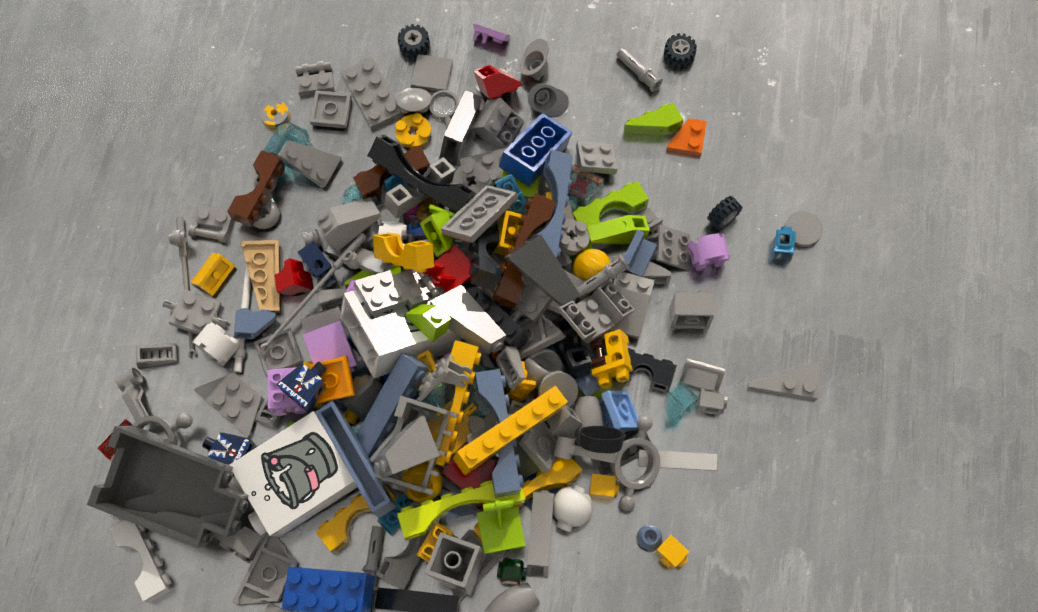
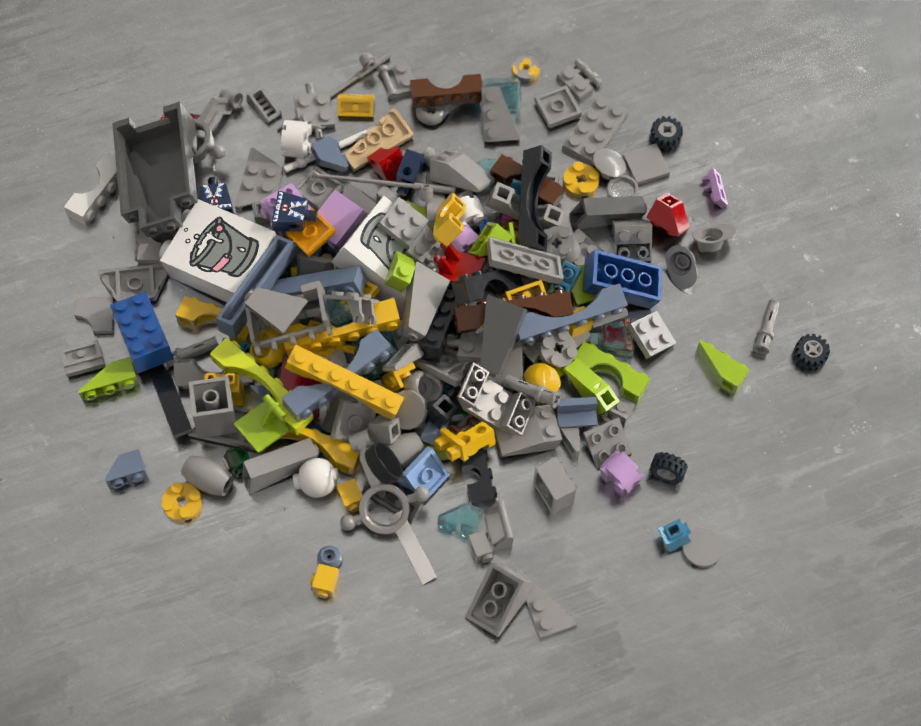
camera: 55 degrees right, 5 degrees down
(689, 138) = (728, 404): orange wing -> none
(768, 413) = (498, 598): none -> light grey slope

